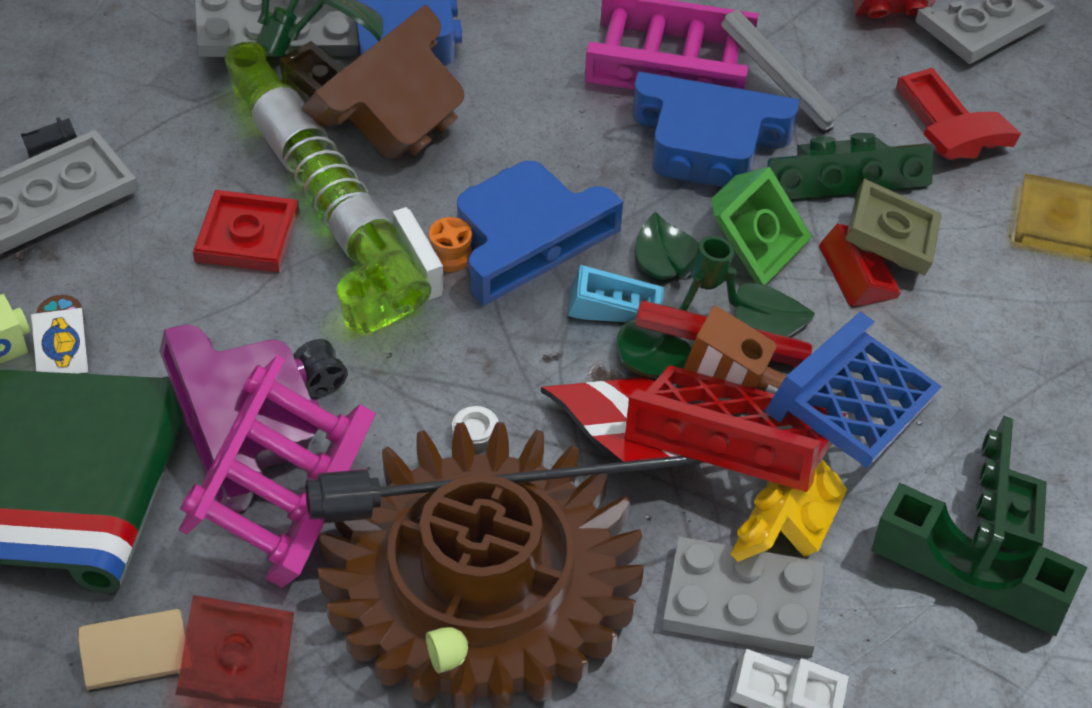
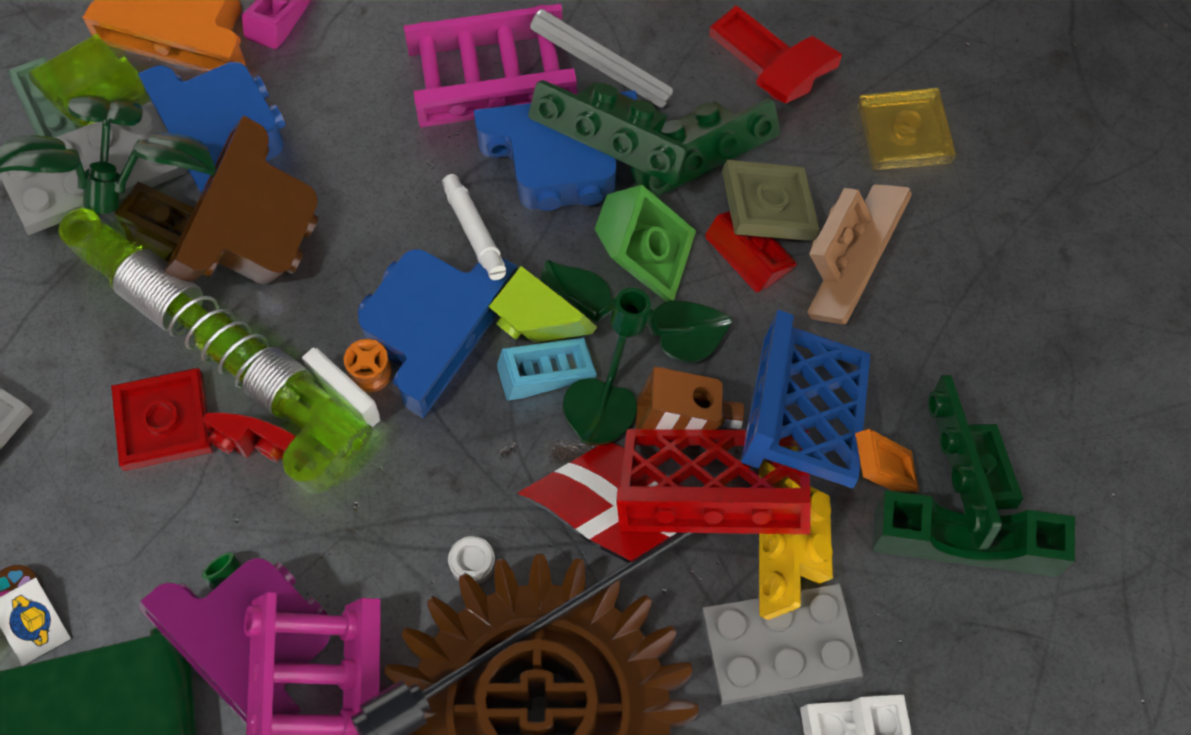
camera: 20 degrees left, 15 degrees up
(314, 259) = (245, 434): none -> red slope
(323, 370) = (299, 554): black wheel -> none
(597, 163) = (474, 227): none -> white piece
(627, 245) = (537, 311): none -> lime slope
(688, 325) = (634, 376): red axle -> none
(761, 114) = (611, 125): none -> dark green bracket
(911, 462) = (886, 462): none -> orange tile
(960, 286) = (852, 247): none -> medium nougat bracket

